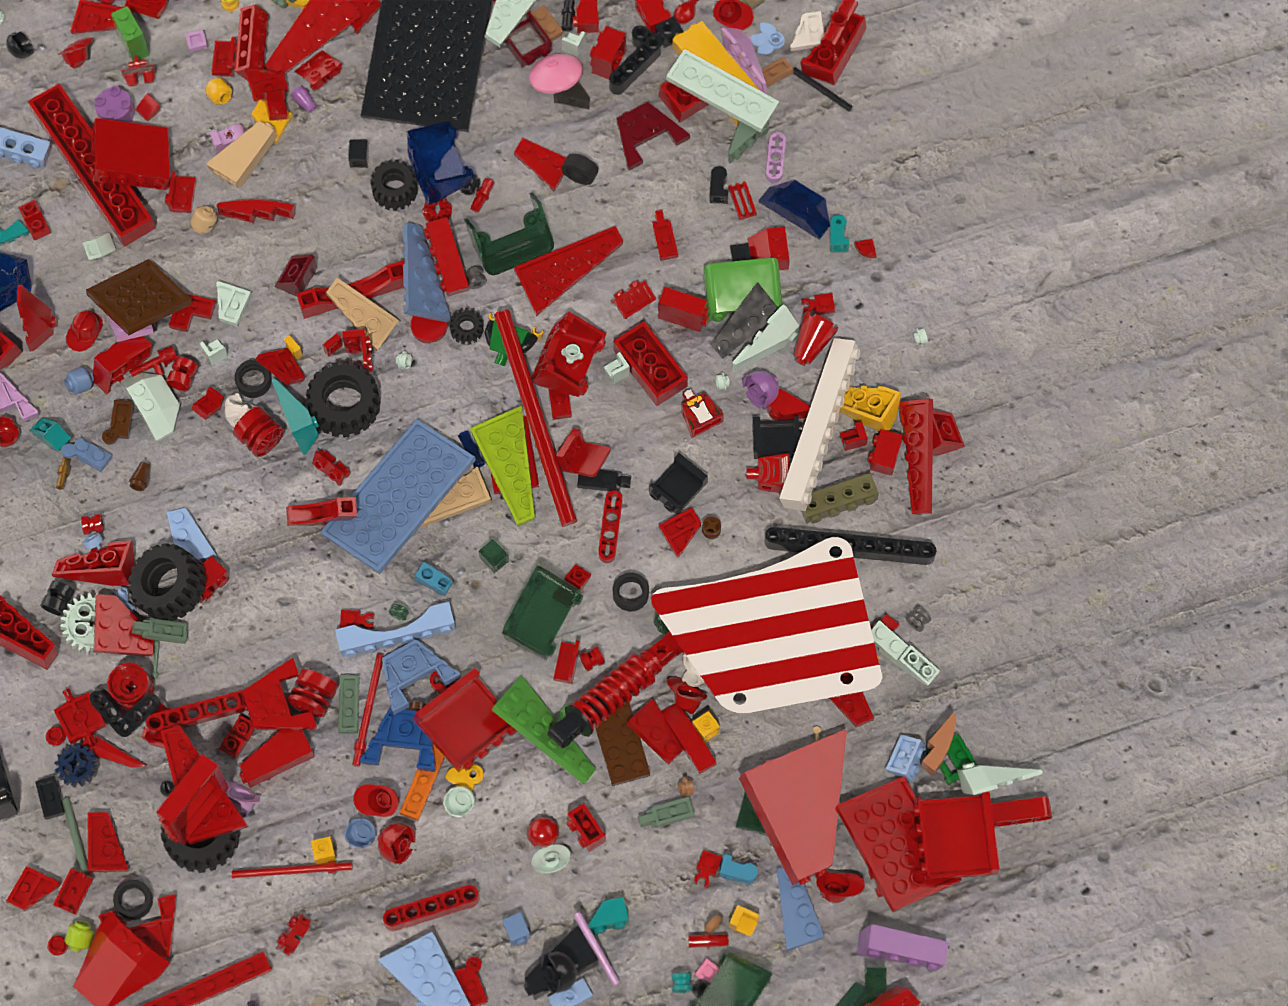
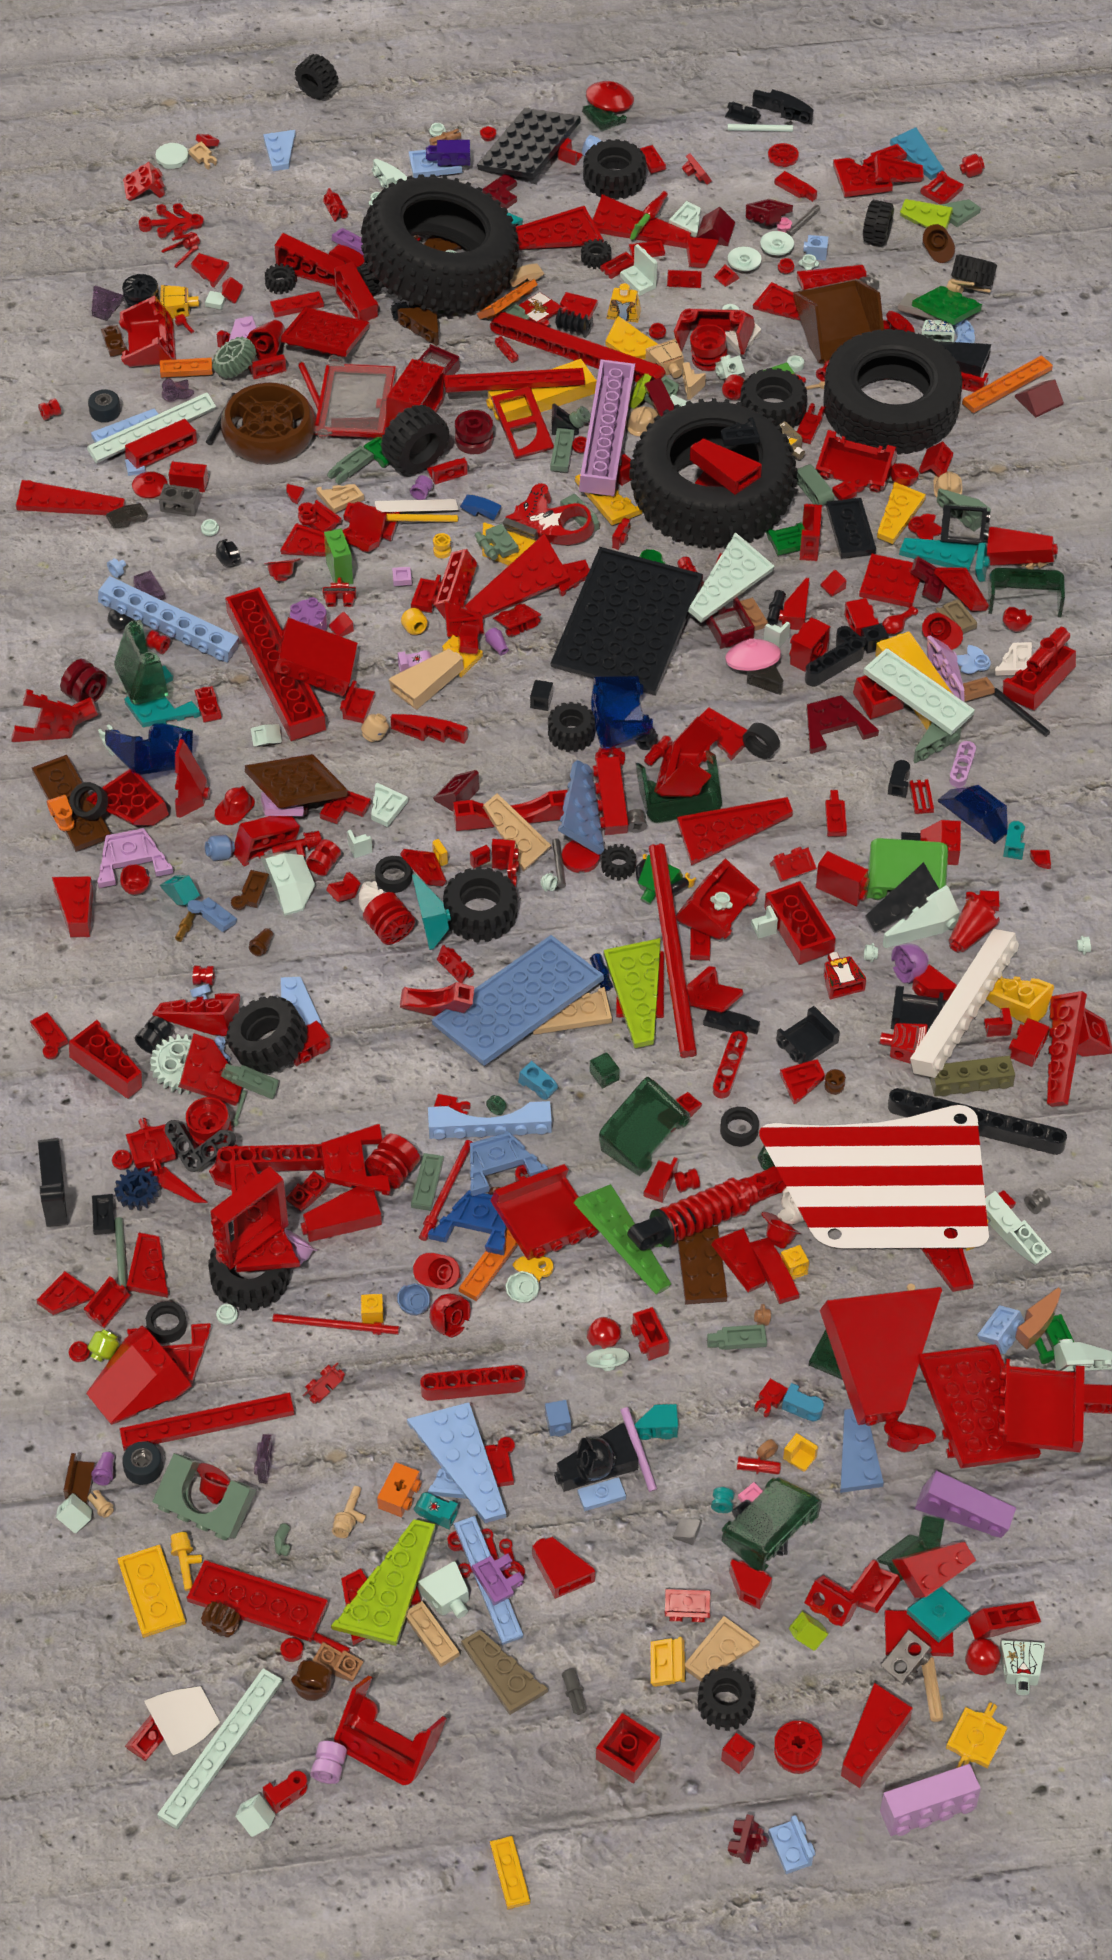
camera: 10 degrees right, 15 degrees down
(188, 880) = (226, 1314): none -> light aqua plate
(409, 337) = (558, 863): none -> flat silver bar
(507, 208) = (680, 764): none -> red windscreen

